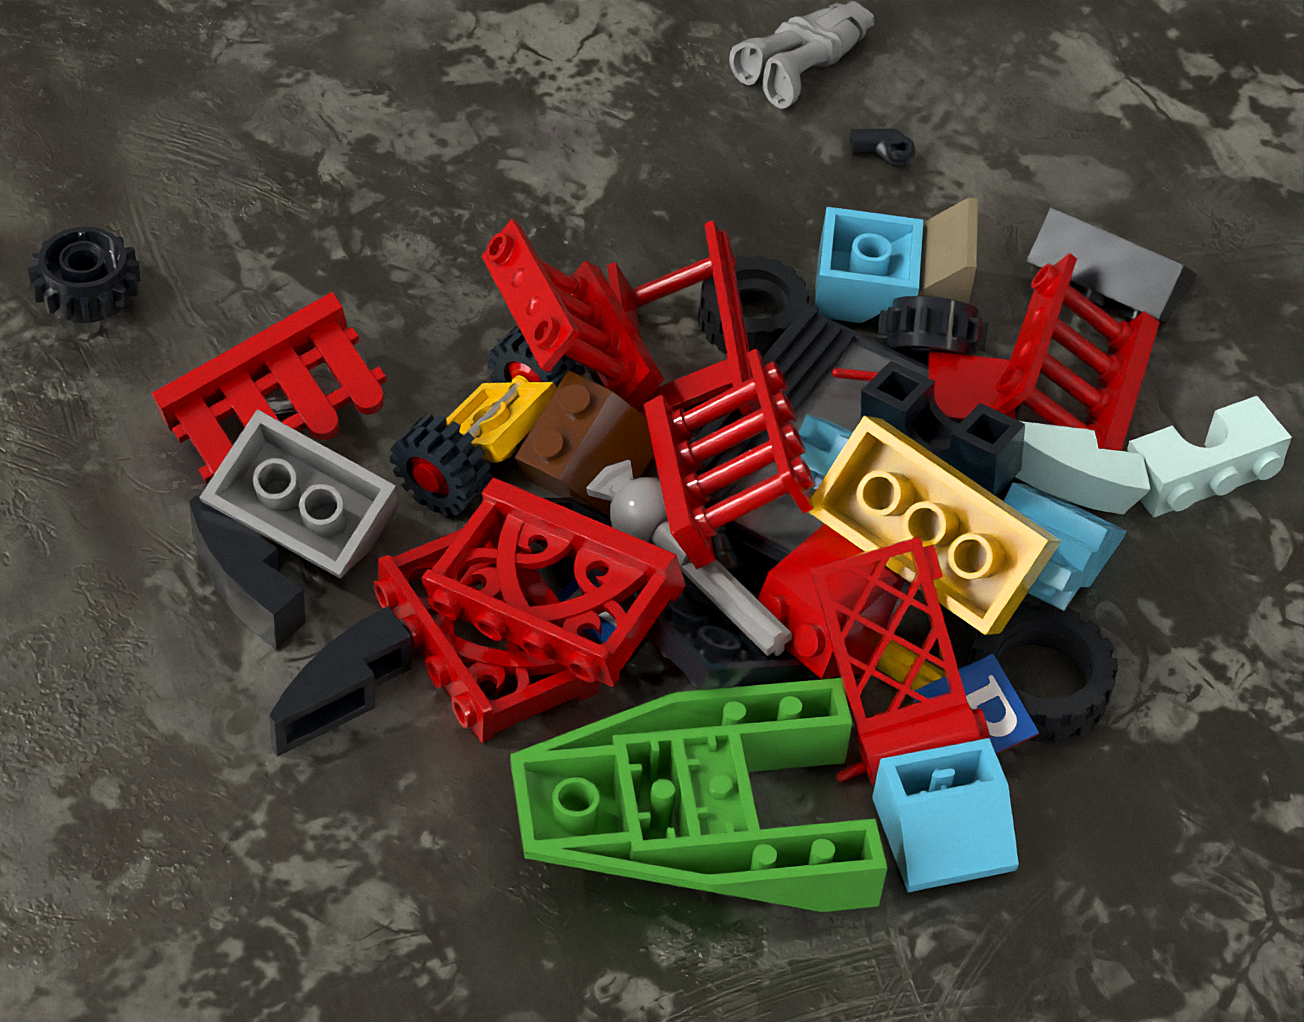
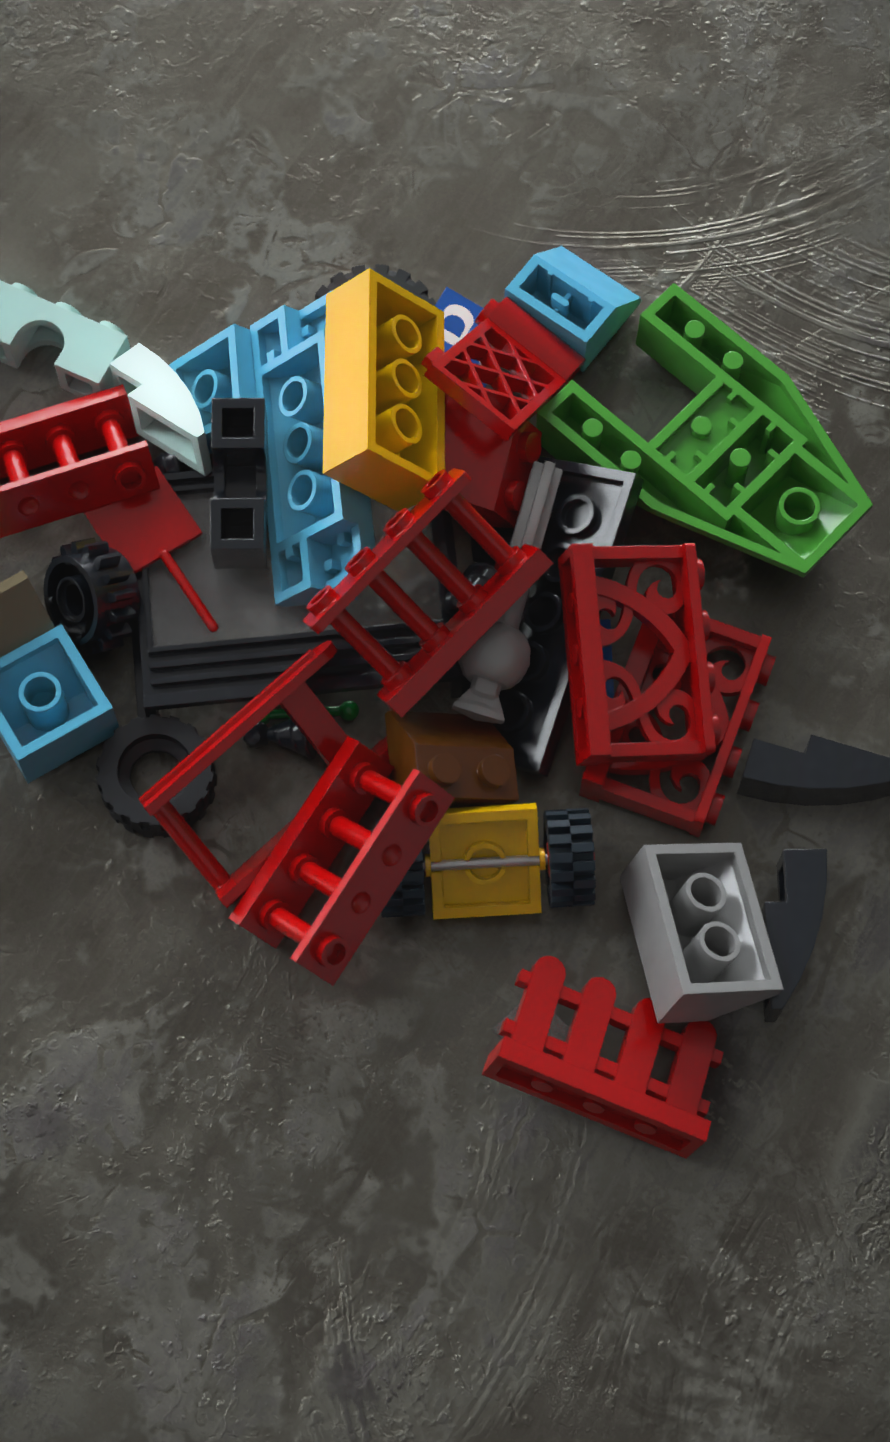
camera: 125 degrees left, 20 degrees up
(84, 274) = (629, 1332): black gear -> none

